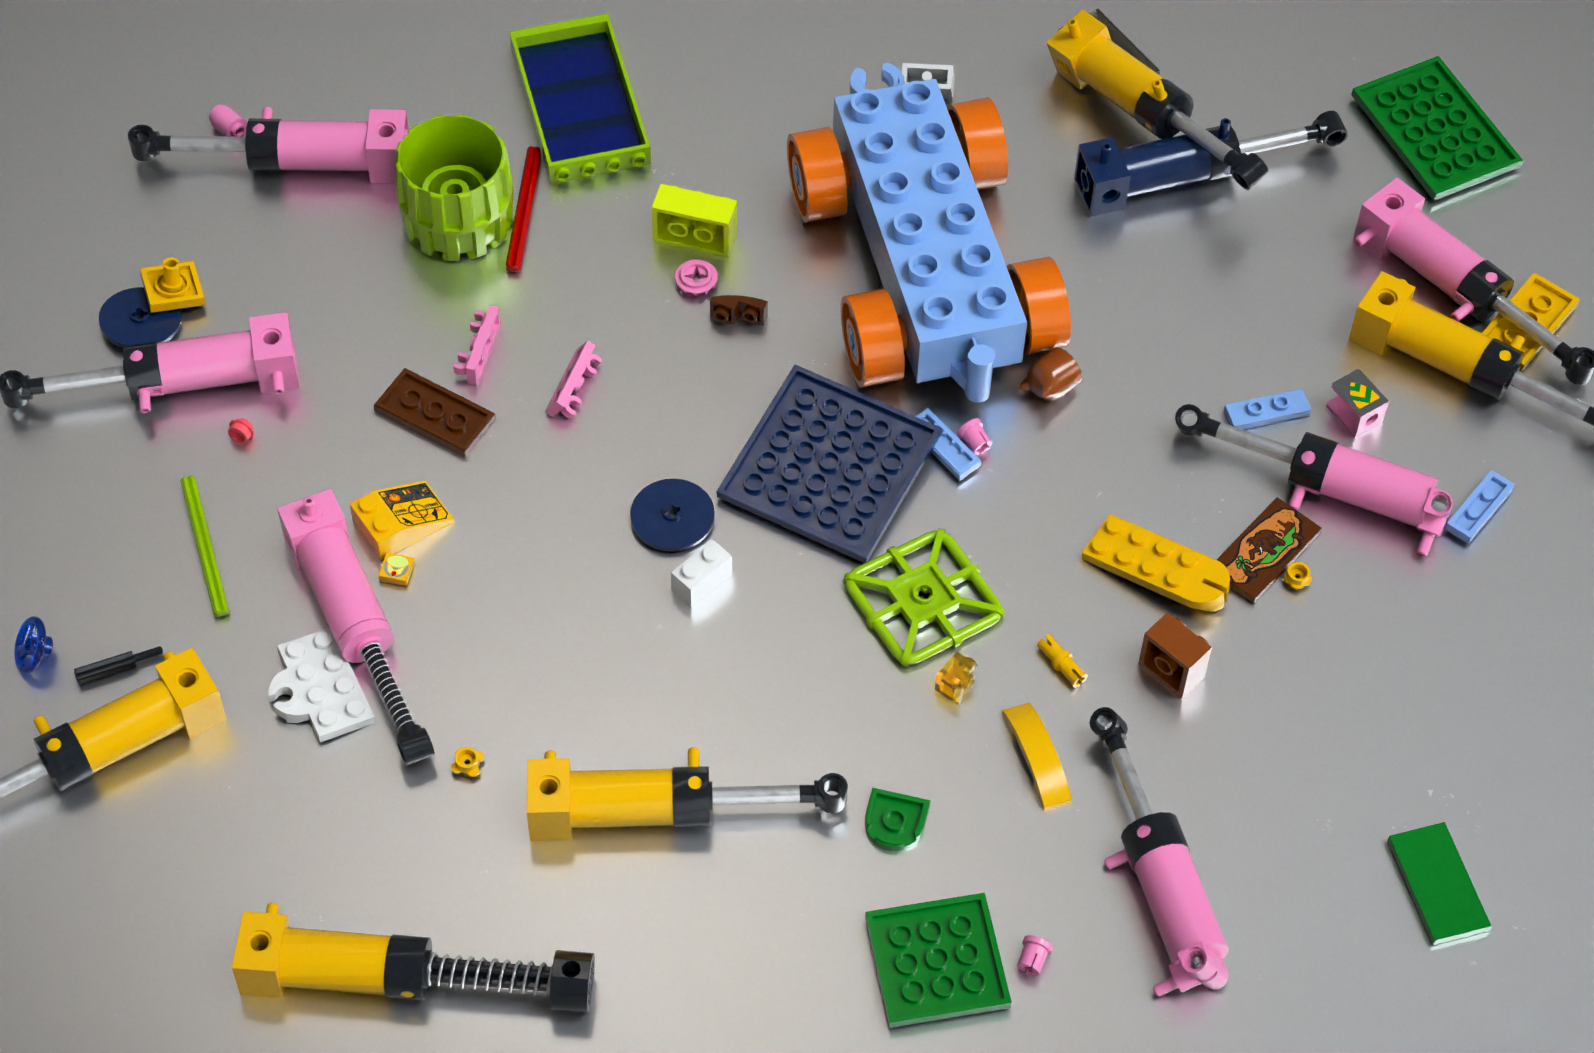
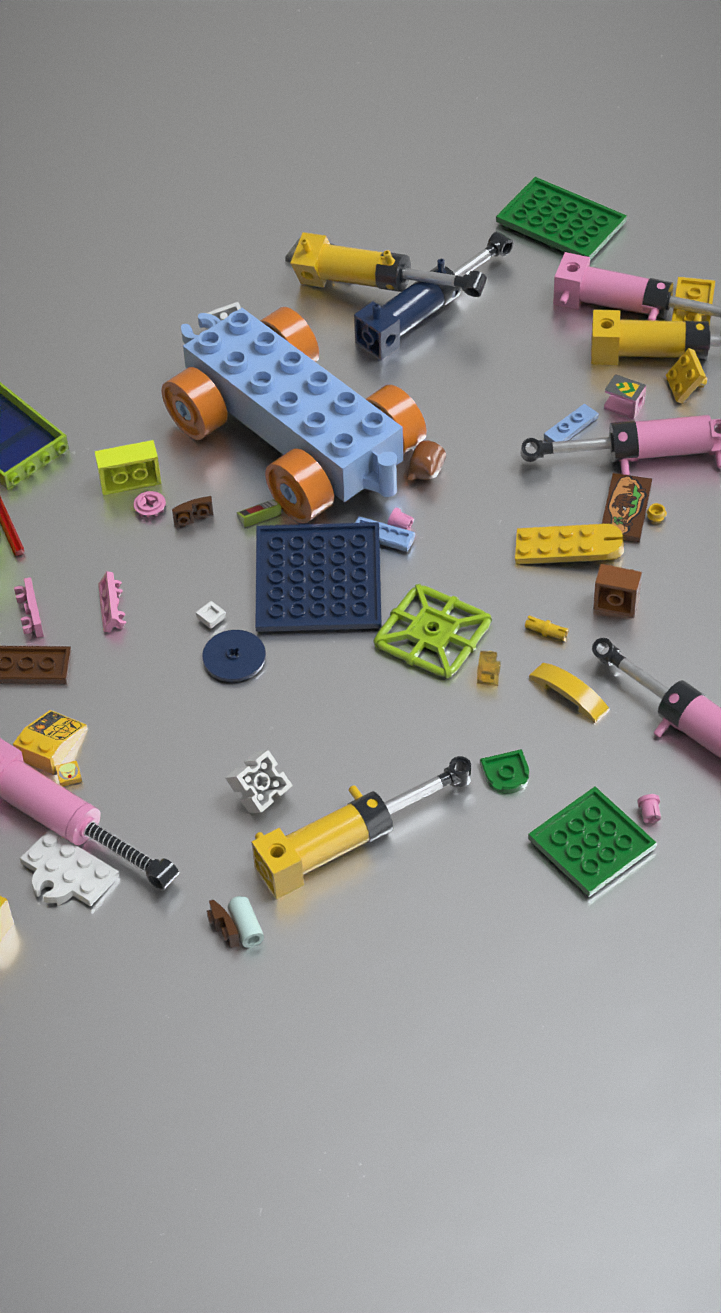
camera: 25 degrees left, 5 degrees down
(398, 966) = (244, 1016): piece -> none
(447, 841) = (223, 923): none -> reddish brown slope
(467, 754) = (201, 864): yellow plate -> none
(473, 851) = (245, 921): none -> light aqua brick
(591, 688) = (258, 781): none -> white brick
(677, 450) = (211, 614): none -> white plate
(701, 573) = (280, 680): white brick -> none
(816, 348) = (259, 513): none -> lime slope
(1452, 412) = (686, 376): none -> yellow plate

